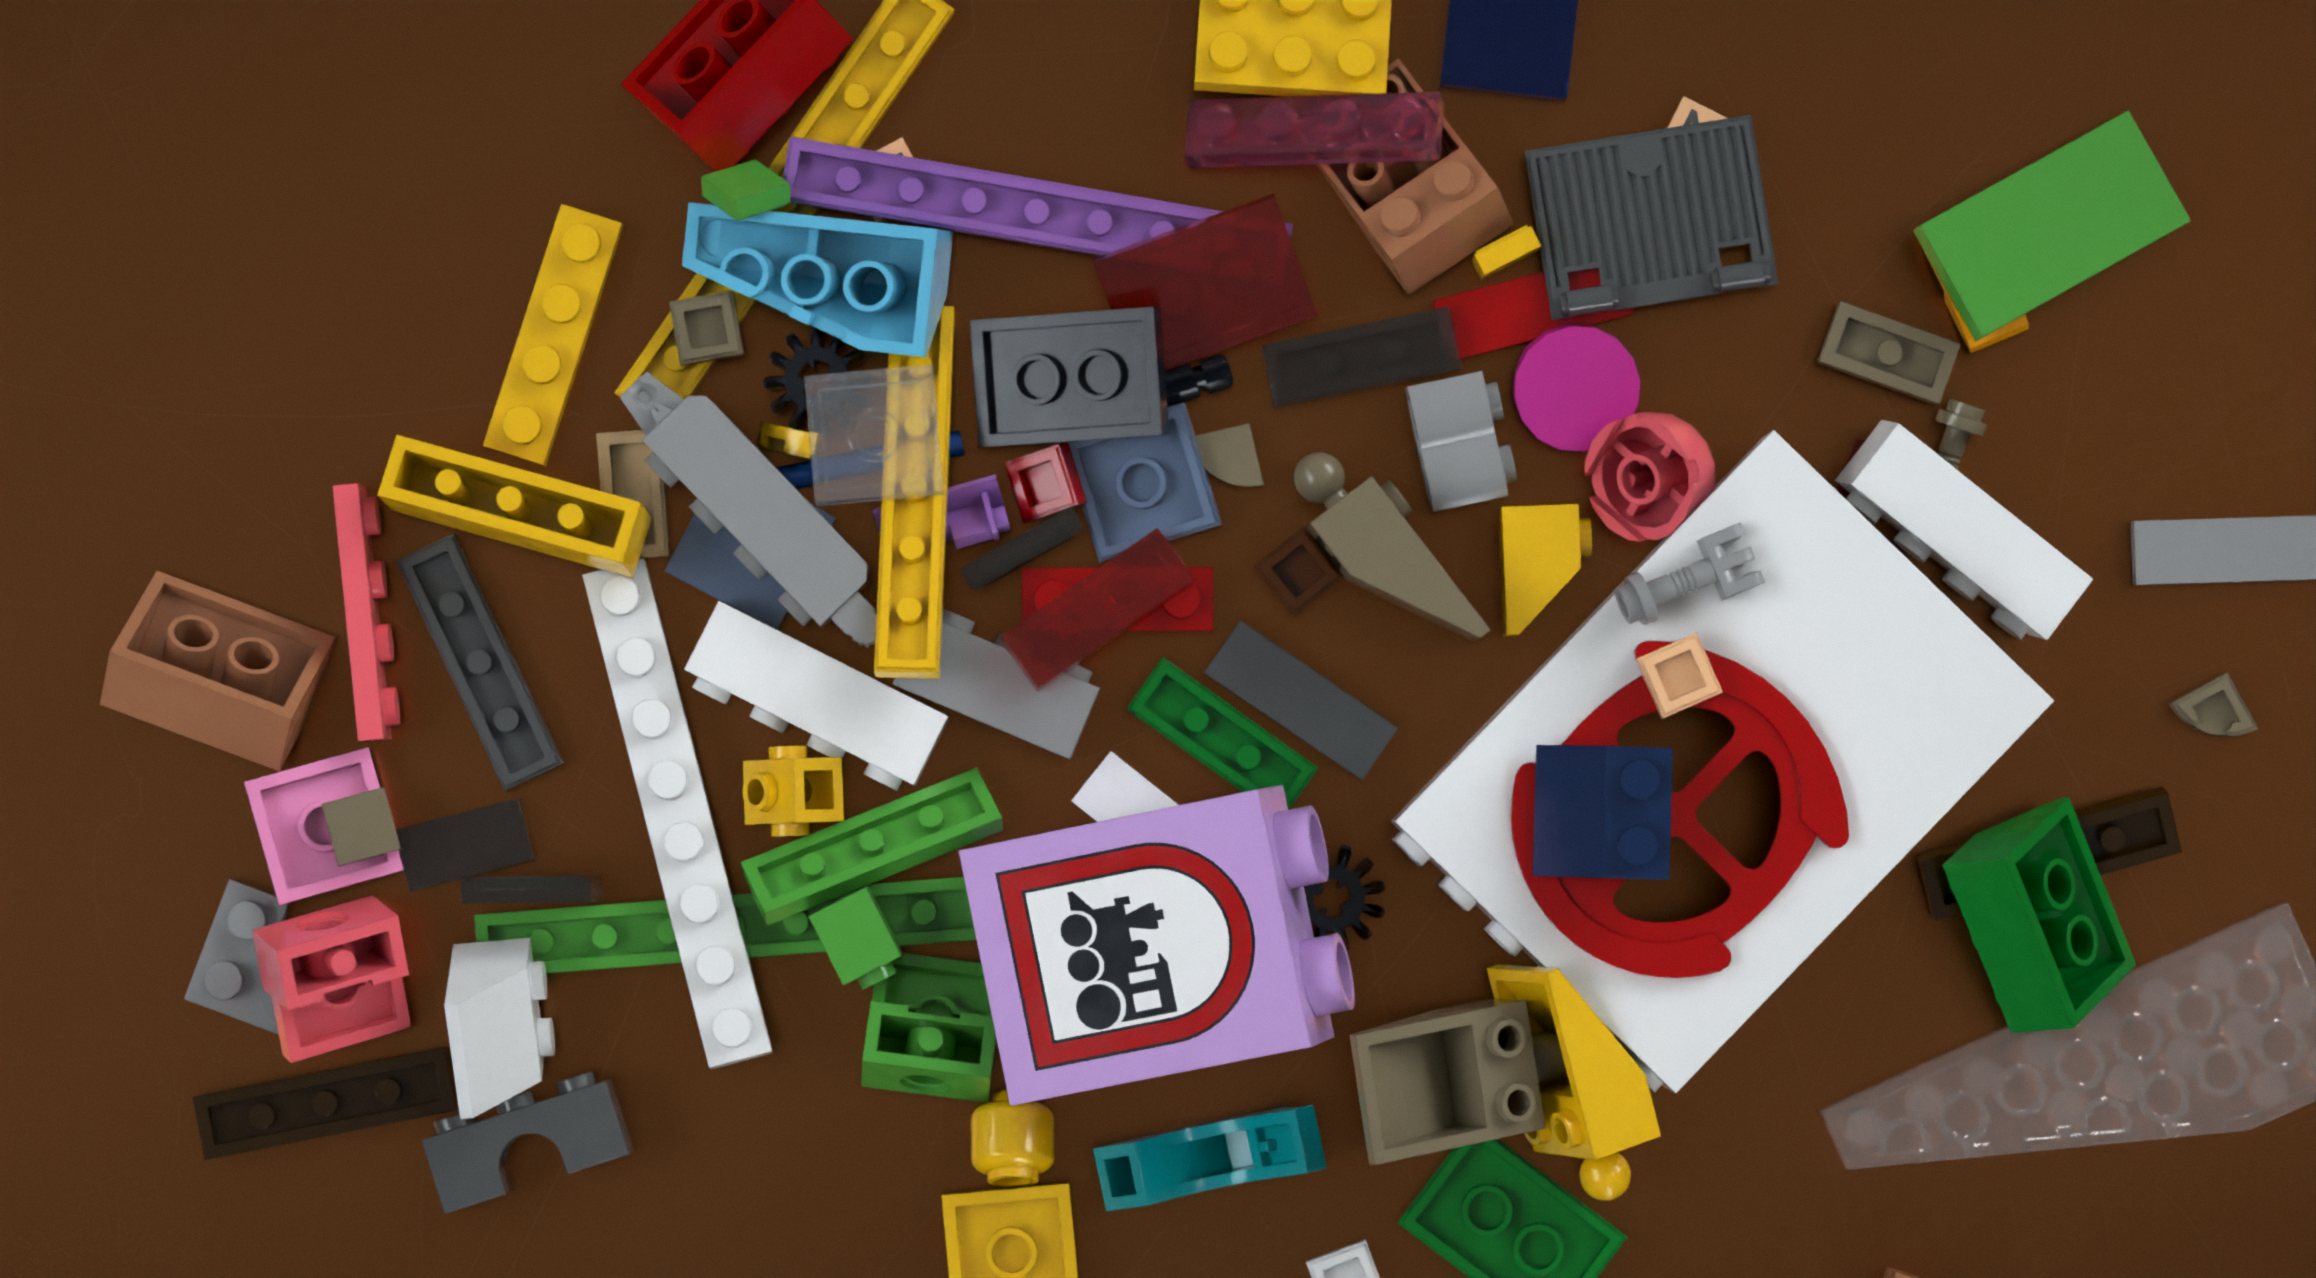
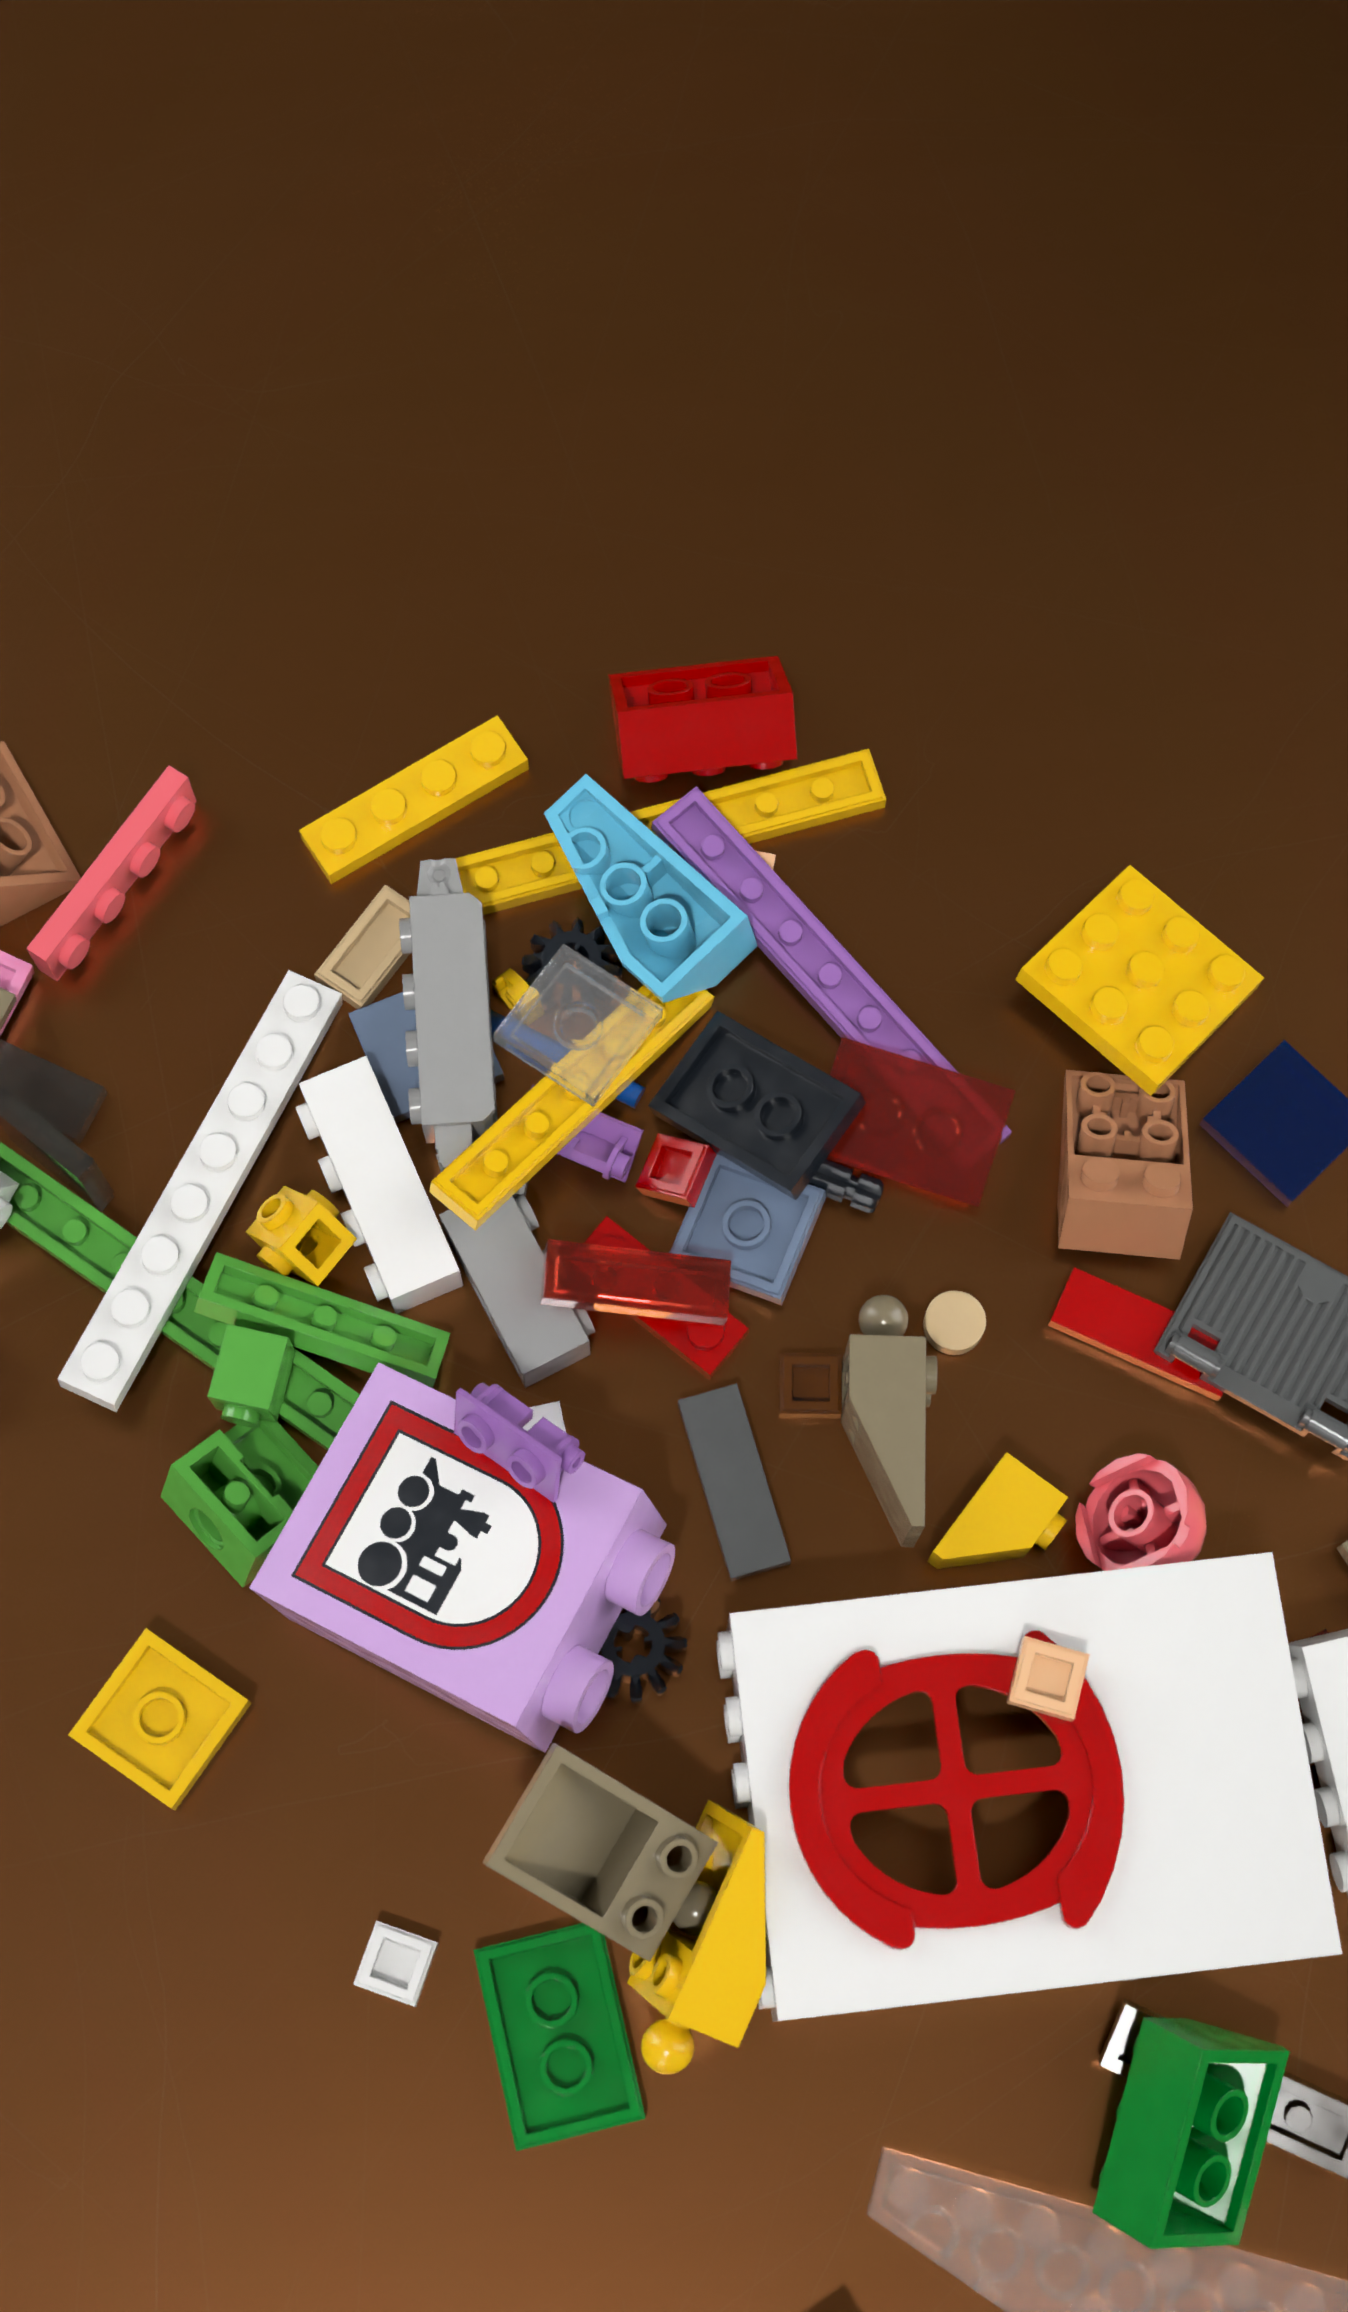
camera: 40 degrees right, 15 degrees down
(480, 662) = (164, 977): dark grey tile -> none
(515, 506) = (282, 878): yellow brick -> none
(706, 328) = (524, 871): dark tan tile -> none
(746, 190) = (633, 794): bright green tile -> none
(1012, 1141) = (234, 1632): yellow head -> none
(1022, 549) = (618, 1201): clear smoke tile -> none
(1097, 831) = (492, 1424): none -> medium lavender hinge
(1209, 1156) = (370, 1767): teal arch -> none
(1218, 734) = (650, 1451): green tile -> none
(1231, 456) = (829, 1261): dark tan tile -> none
(1314, 129) = (1084, 1073): clear pink plate -> none
(1362, 357) = (987, 1266): clear smoke tile -> none
(1372, 424) = (954, 1322): none -> tan tile
(1459, 441) = (1010, 1383): light grey brick -> none
(1505, 252) = (1157, 1274): yellow tile -> none
(1574, 385) = (1133, 1408): dark pink tile -> none
(1602, 812) = (901, 1734): dark blue slope -> none
(1639, 598) = (1063, 1592): light grey hinge -> none

